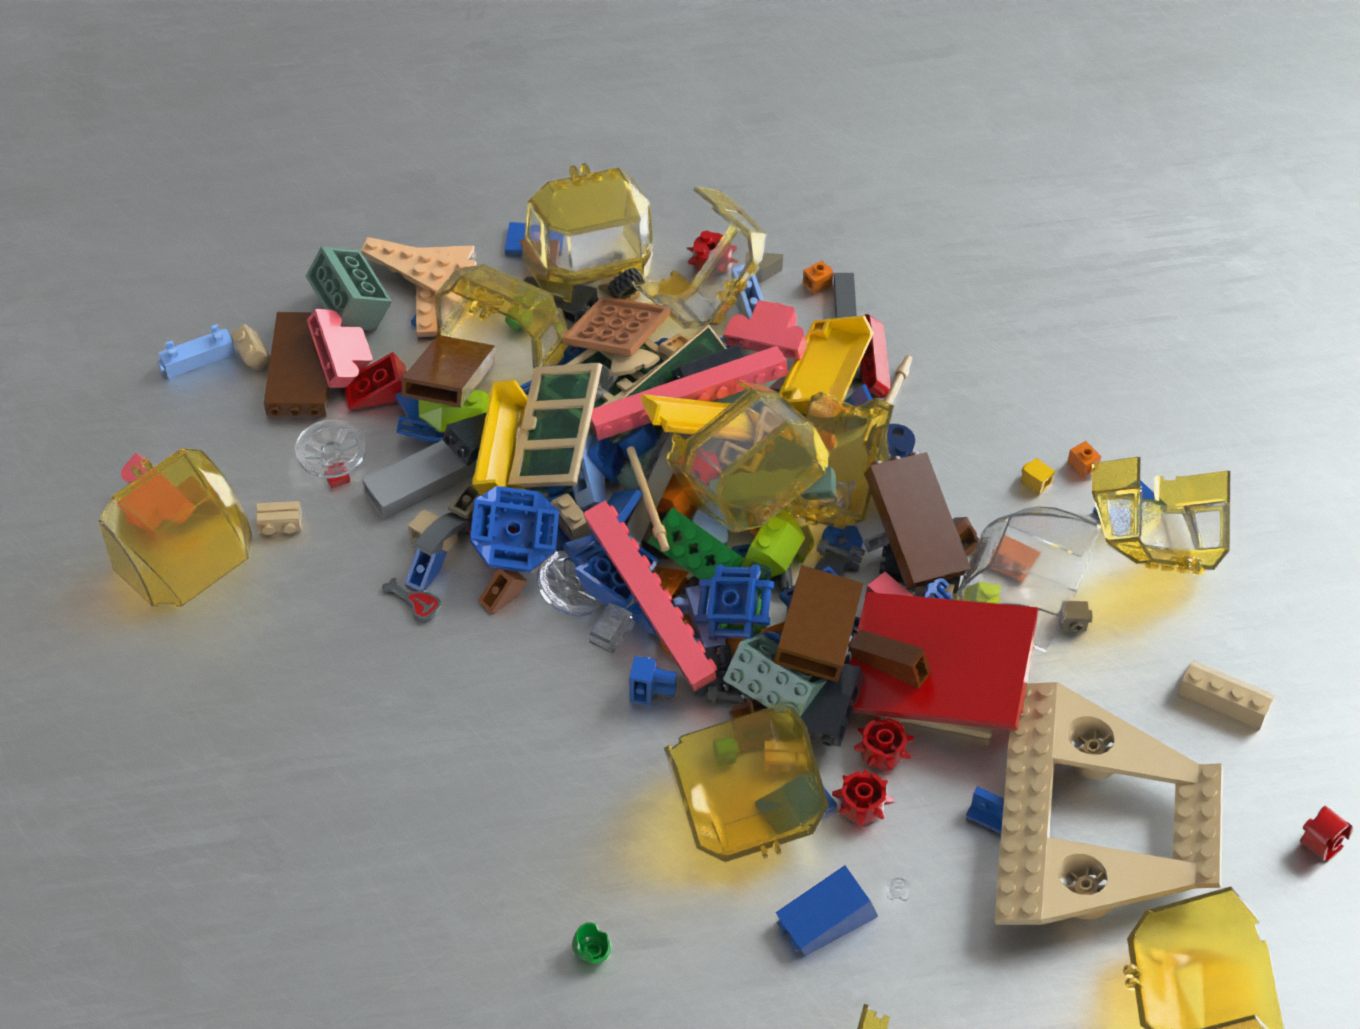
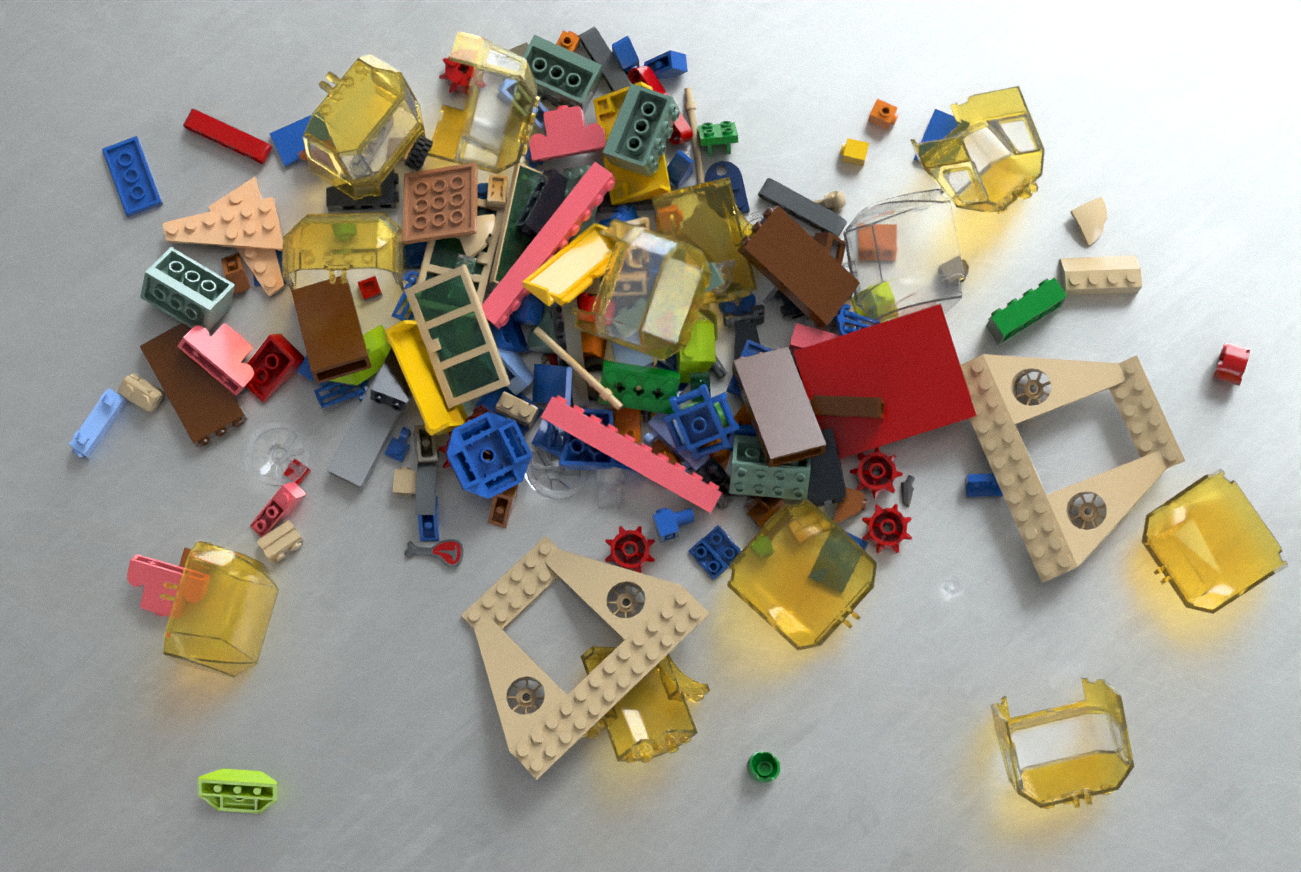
camera: 30 degrees left, 25 degrees up
(76, 692) = (238, 790): none -> lime wedge
(306, 488) = (278, 508): none -> coral slope
(370, 200) = (132, 176): none -> blue tile
(401, 305) = (235, 272): none -> dark orange slope
(423, 777) = (563, 719): none -> tan wing
(440, 500) = (398, 447): none -> blue plate
(472, 207) = (227, 136): none -> red beam
(509, 370) = (369, 288): none -> red tile
(509, 809) = (651, 715): none -> clear yellow cylinder
(593, 686) = (628, 539): none -> red brick
(670, 727) = (715, 552): none -> blue slope
(795, 282) = (562, 74): none -> sand green brick
(826, 912) = (914, 641): blue slope -> none
(838, 350) = (641, 130): none -> sand green brick
(838, 760) = (851, 506): none -> dark orange slope
(866, 298) = (625, 54): none -> blue slope
(902, 330) = (668, 64): none -> blue slope
(907, 779) = (907, 490): none -> dark grey bar
(921, 400) = (715, 134): none -> green plate
(958, 497) = (801, 207): none -> dark grey beam
(991, 504) = (834, 200): none -> tan piece
(1129, 679) = (1026, 311): none -> green brick
(1245, 641) = (1090, 219): none -> tan brick

